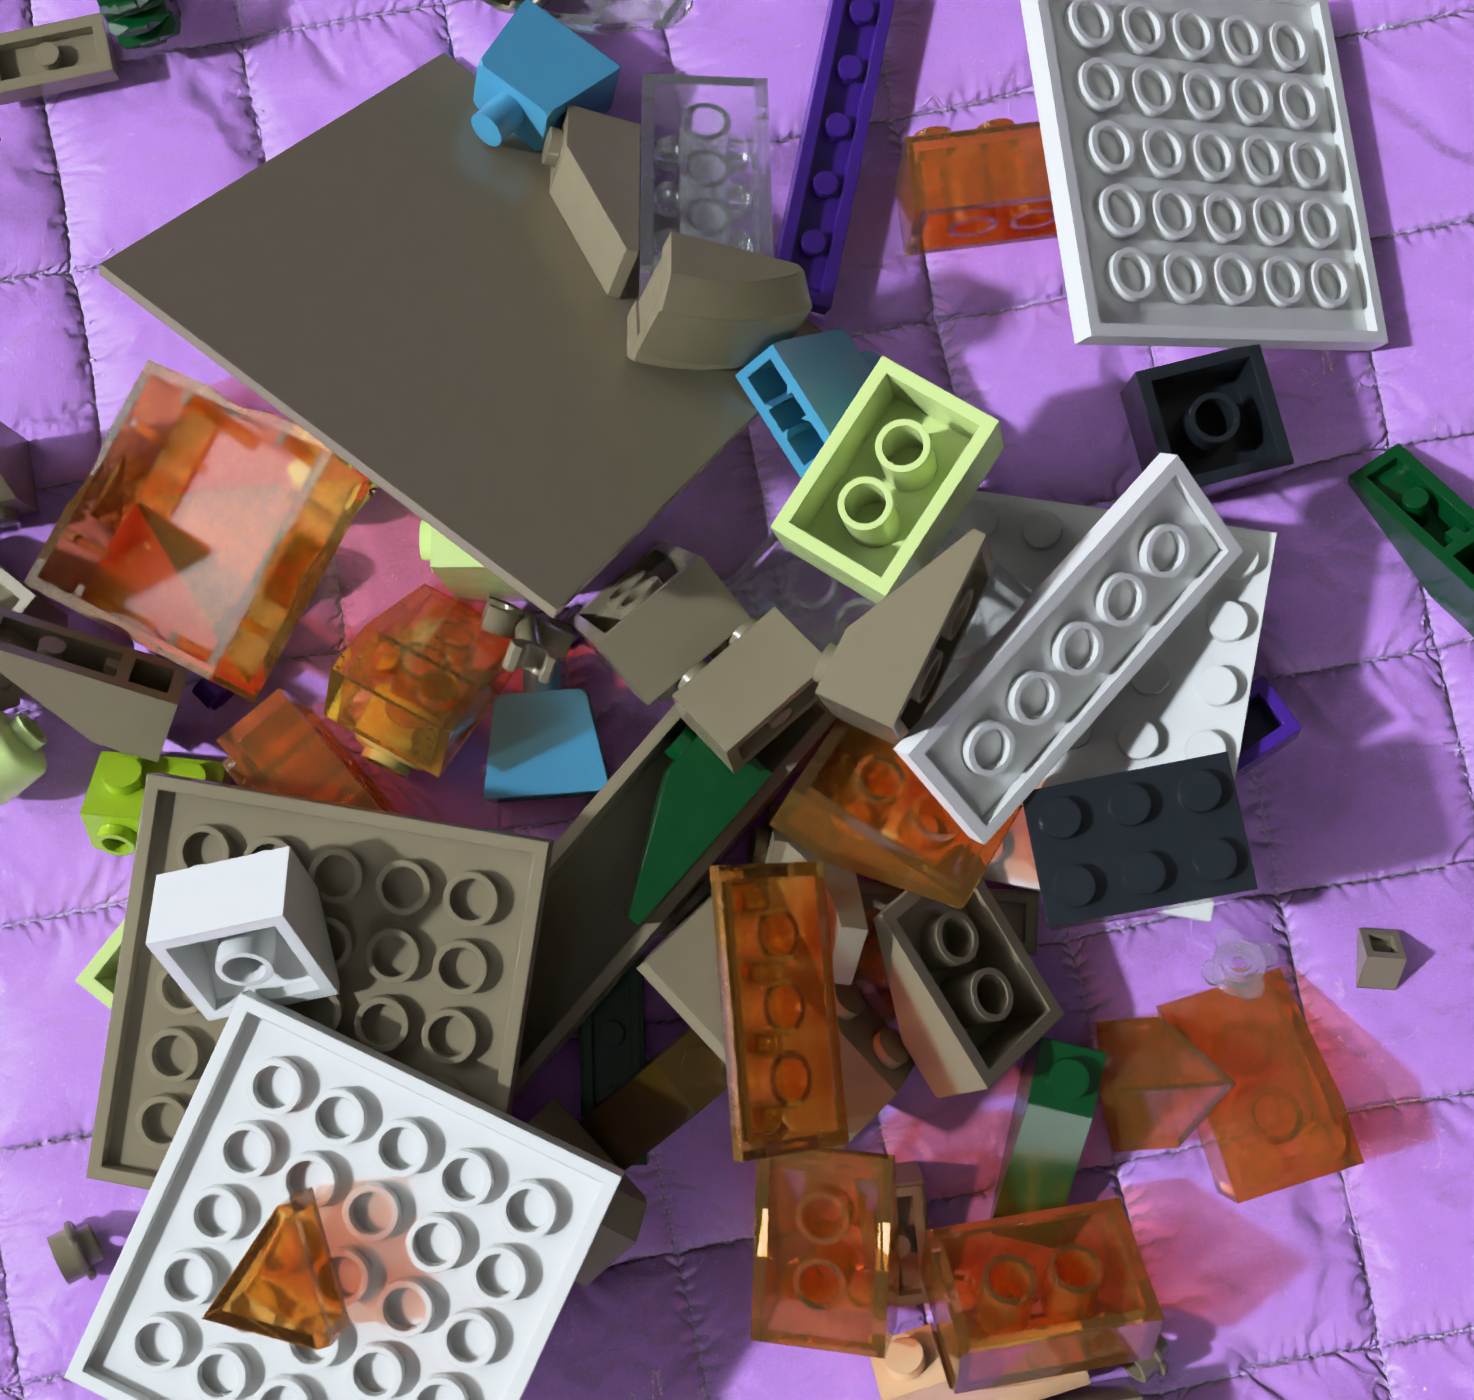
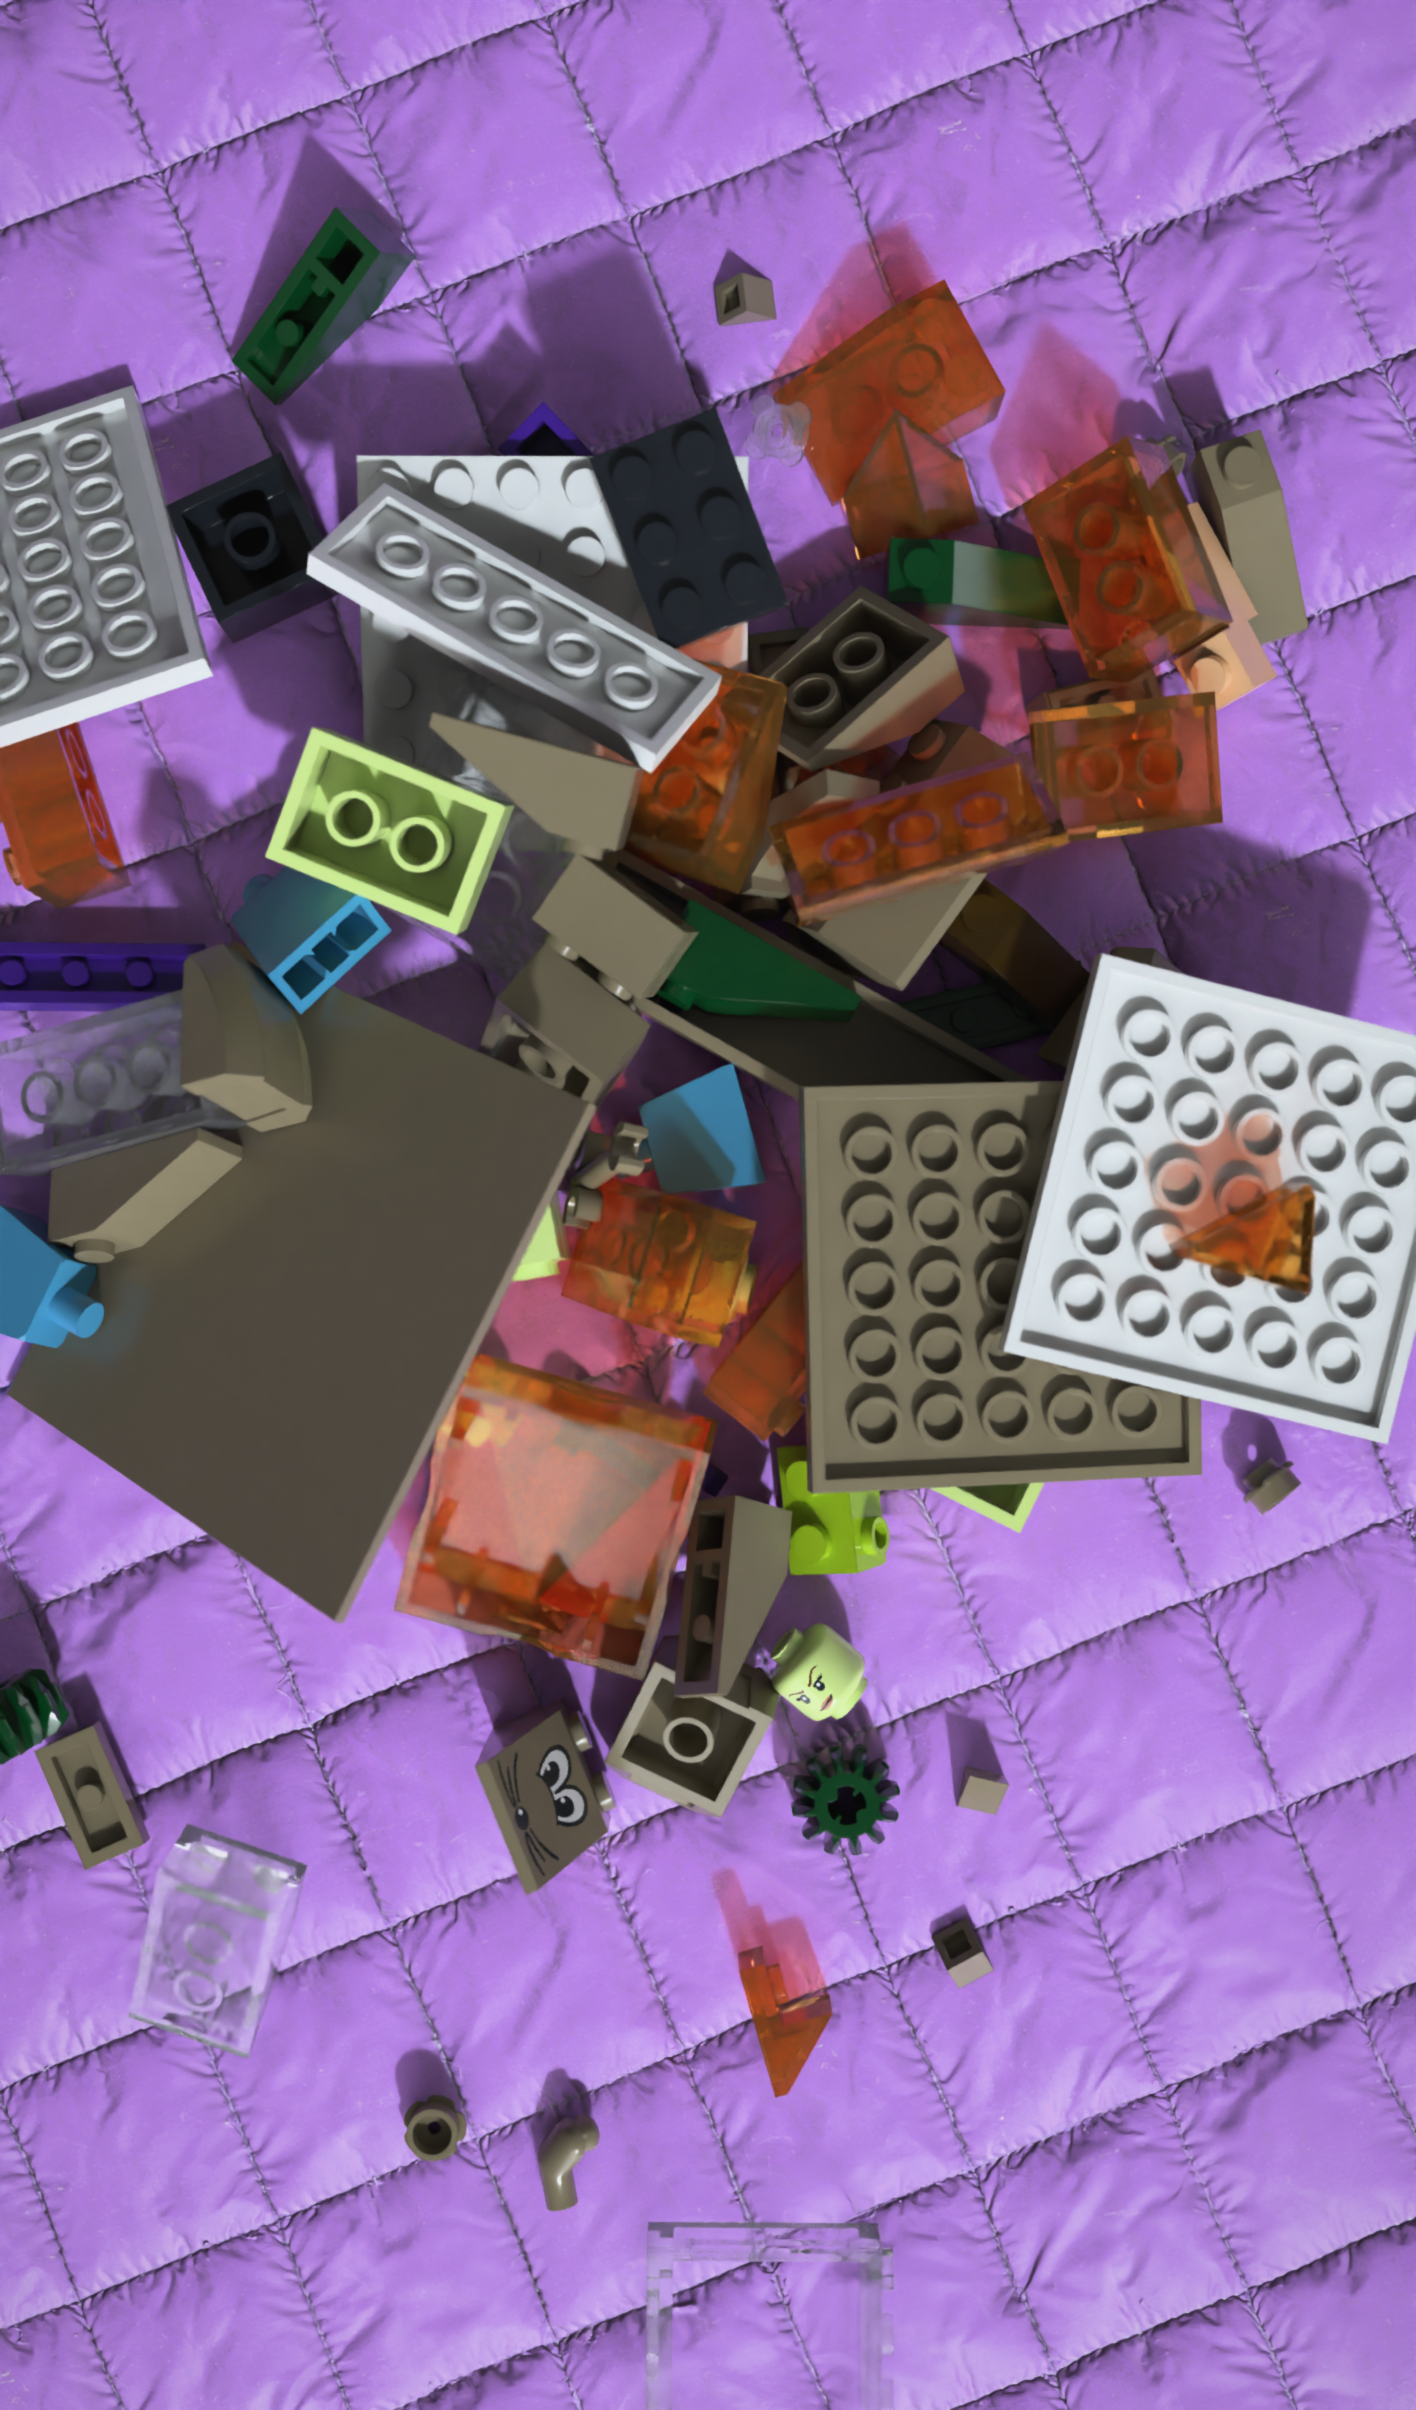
camera: 100 degrees left, 5 degrees up
(243, 929) = (944, 1360): white slope -> none

